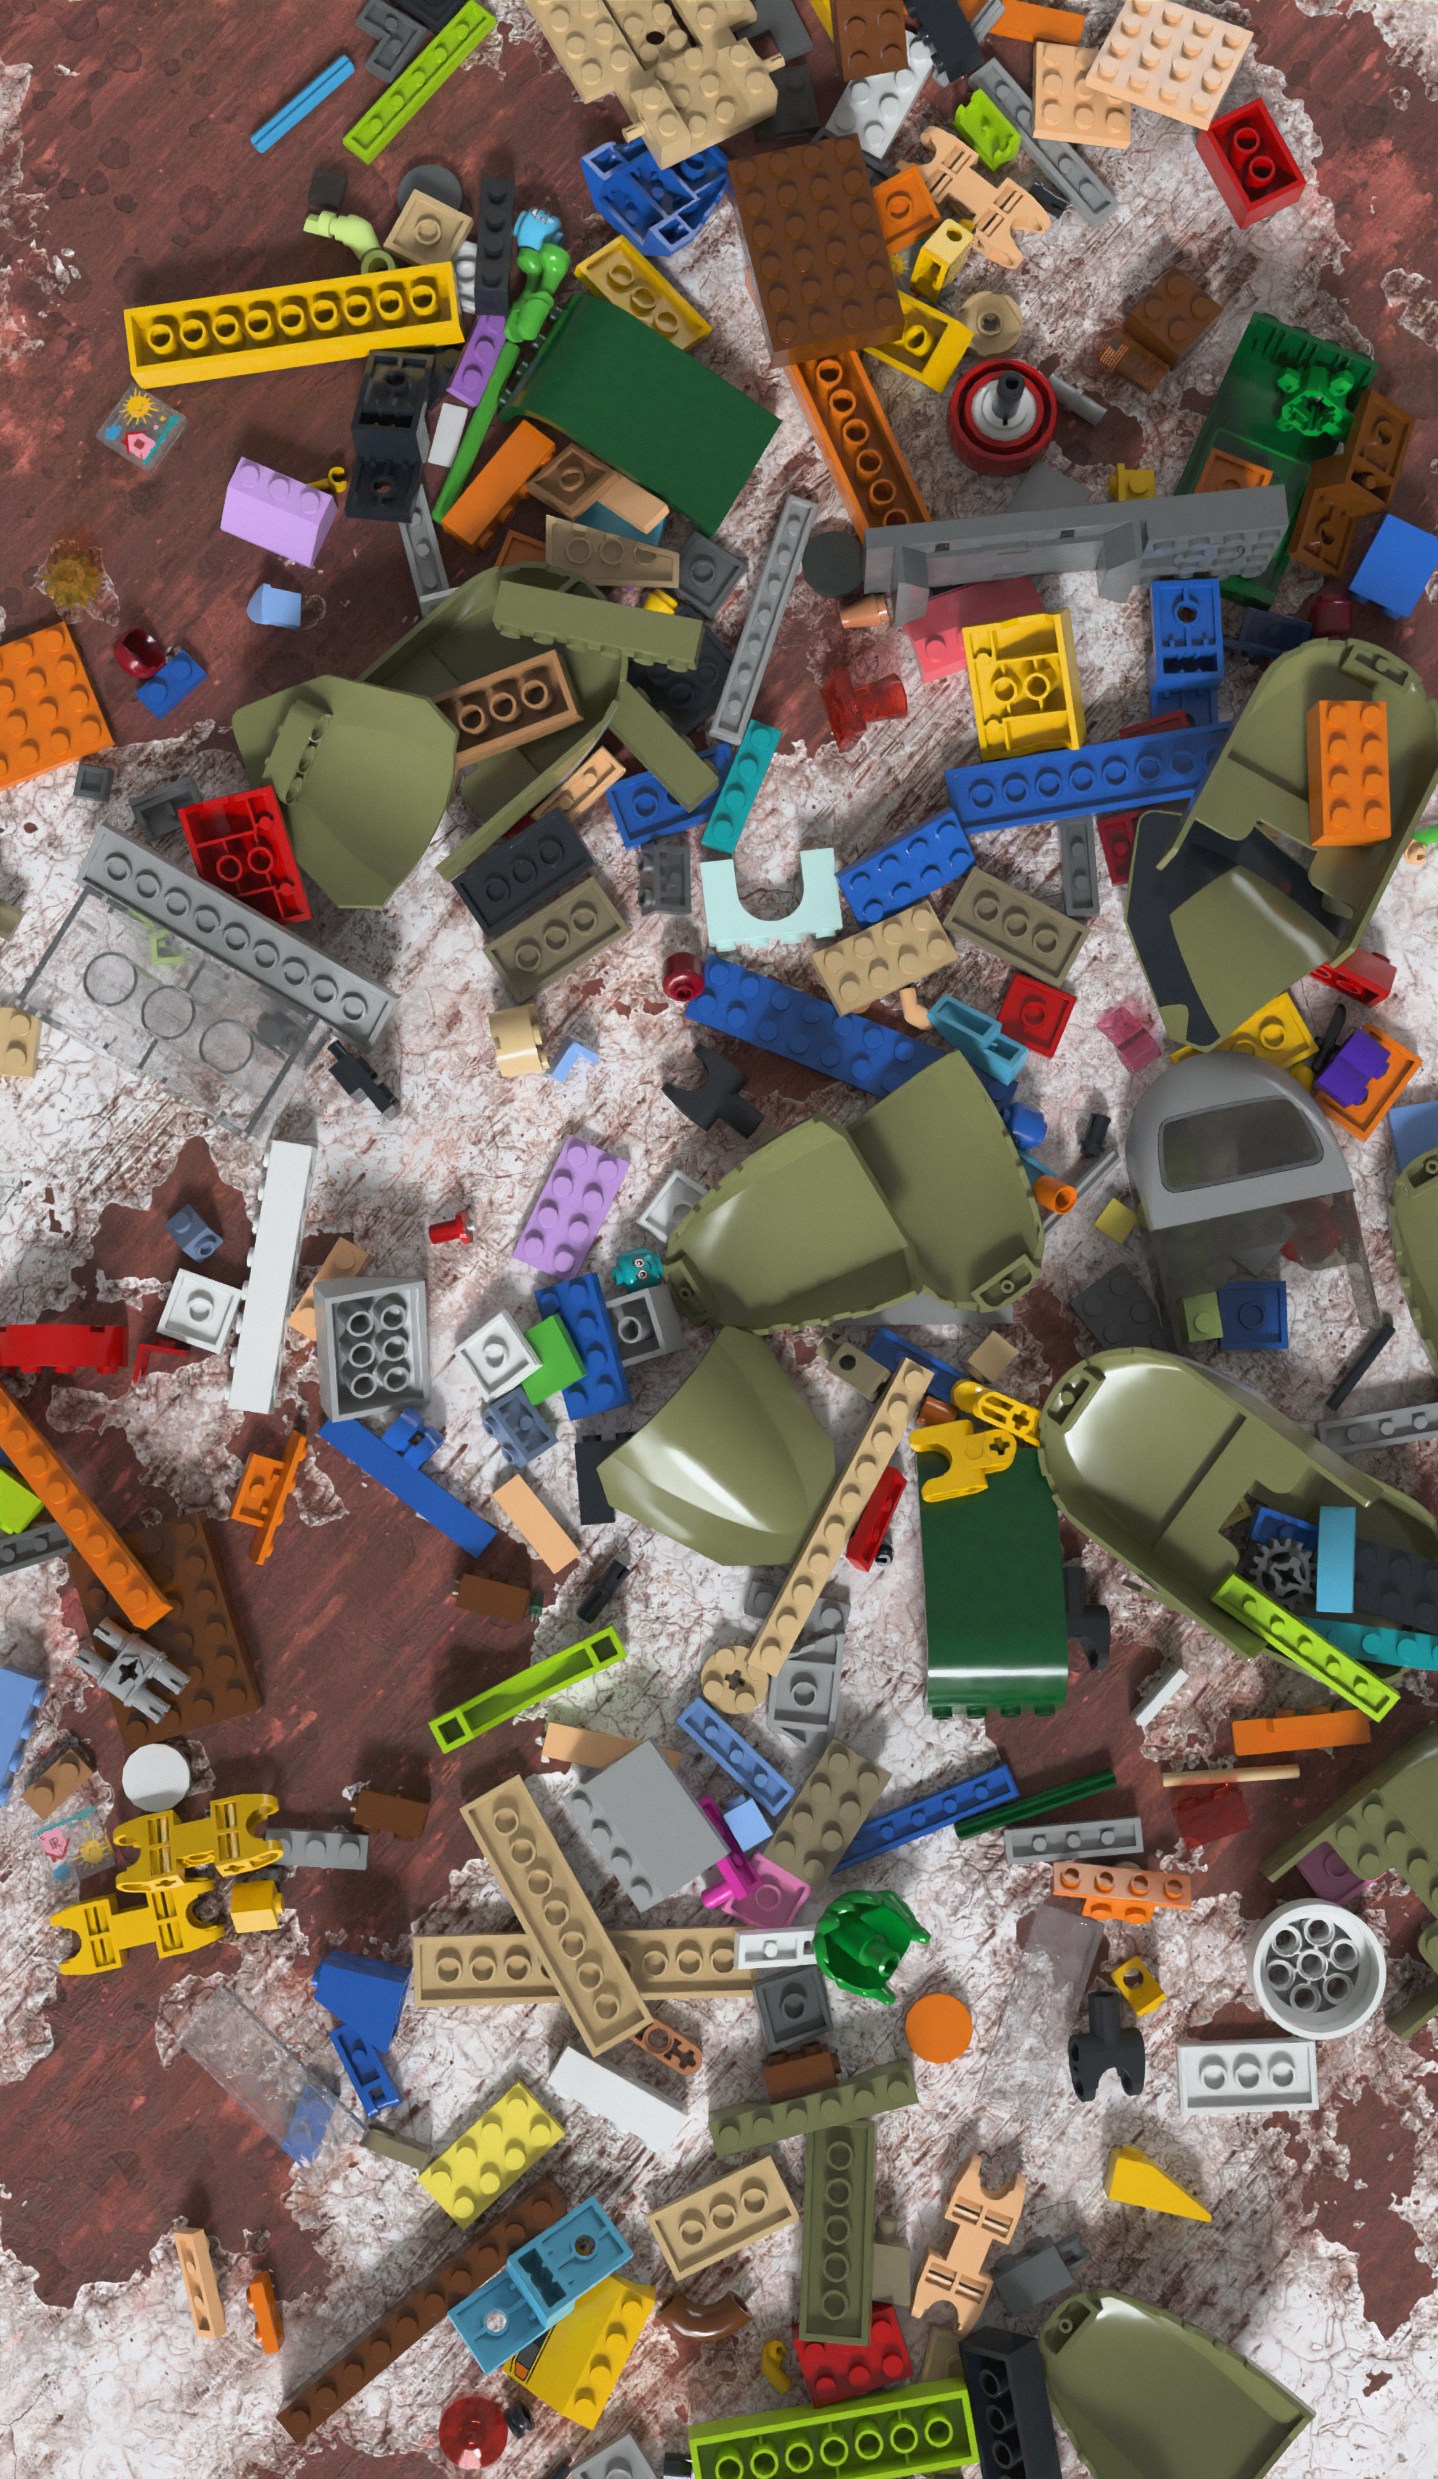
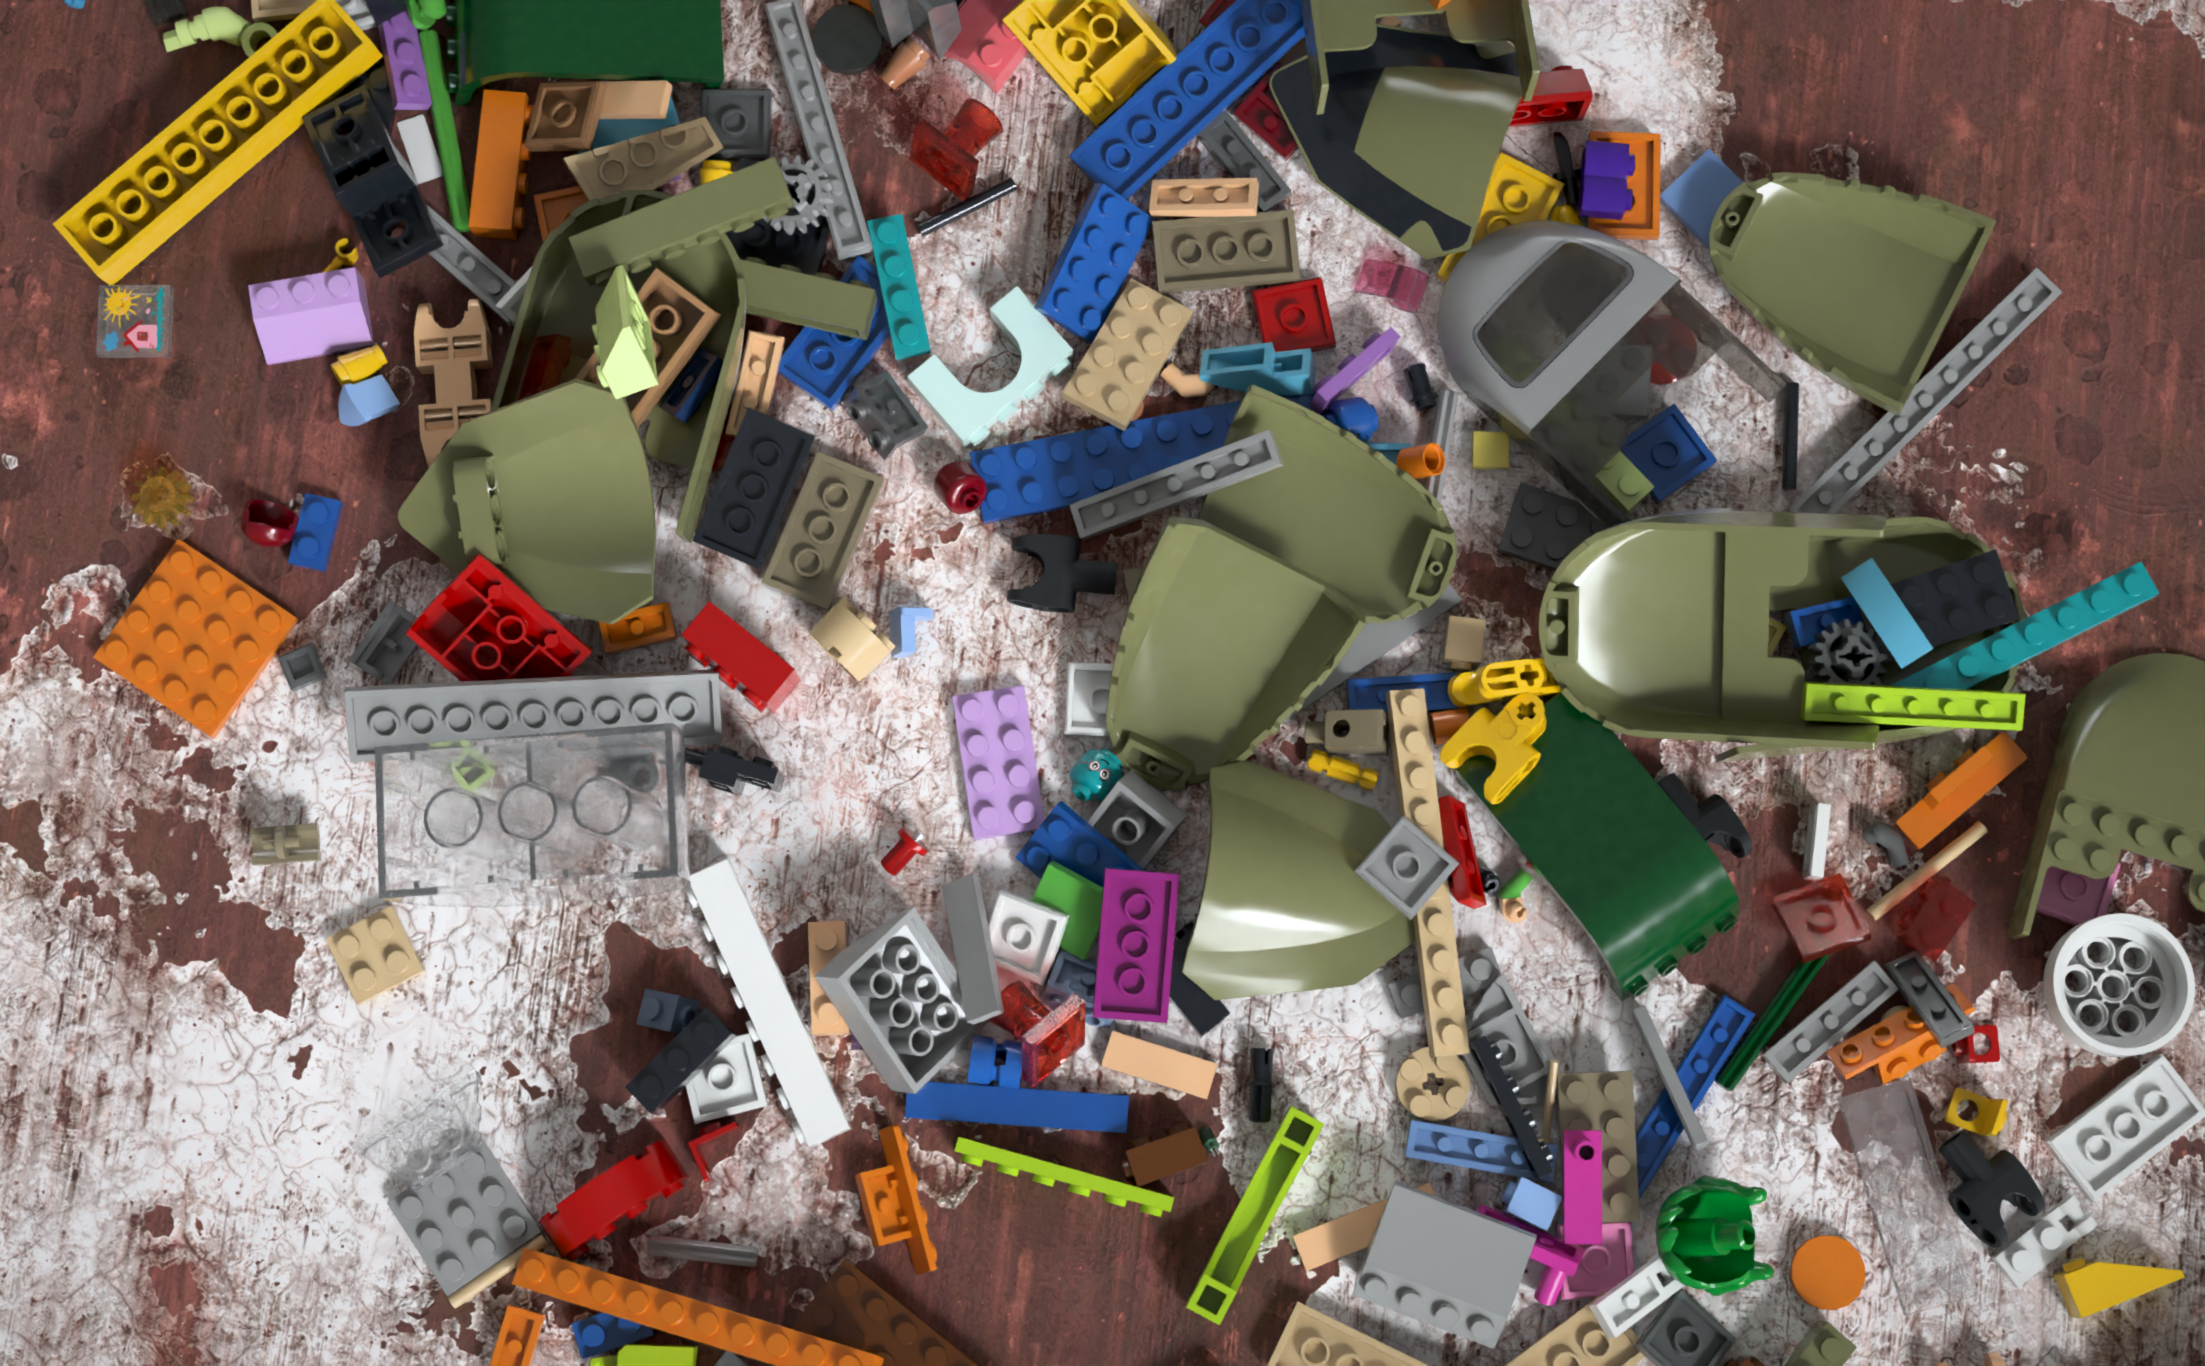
camera: 35 degrees left, 5 degrees down
(100, 1431) = (703, 1251): none -> light grey axle
(173, 1278) = (680, 1061): none -> black brick
(287, 575) = (358, 365): none -> yellow cone
(362, 620) = (453, 359): none -> light nougat piece
(367, 924) = (639, 629): none -> orange plate
(415, 1570) = (1078, 1181): none -> lime plate
(423, 998) = (739, 659): none -> red brick
(427, 667) = (547, 360): none -> clear red plate
(452, 1341) = (973, 949): none -> light grey tile
(461, 1443) = (1045, 1035): none -> clear red plant
(488, 690) = (623, 339): none -> yellowish green slope
(526, 761) = (692, 385): none -> dark blue plate
(575, 1423) = (1135, 945): none -> magenta plate
(721, 665) = (807, 184): none -> light grey gear
(779, 1754) = (1519, 1120): none -> black plate
(792, 1837) = (1582, 1186): none -> dark pink piece
(823, 1504) = (1406, 867): none -> light grey tile
(830, 1393) = (1342, 770): none -> yellow axle
(835, 1729) = (1549, 1101): none -> tan piece
(838, 758) = (966, 207): none -> black bar
(851, 1087) = (1176, 484): none -> light grey plate
(893, 1577) = (1510, 896): none -> arm
(917, 1800) = (1669, 1078): none -> light grey tile
(1027, 873) = (1204, 197): none -> light nougat plate
(1051, 1086) = (1353, 369): none -> medium lavender plate
(1121, 1757) = (1821, 918): none -> clear red plate
(1122, 2118) = (2043, 1241): none -> white plate
(1161, 1877) = (1929, 999): none -> dark grey tile
(1164, 1927) = (1965, 1051): none -> red bracket
(1218, 1731) = (1890, 839): none -> dark grey arm

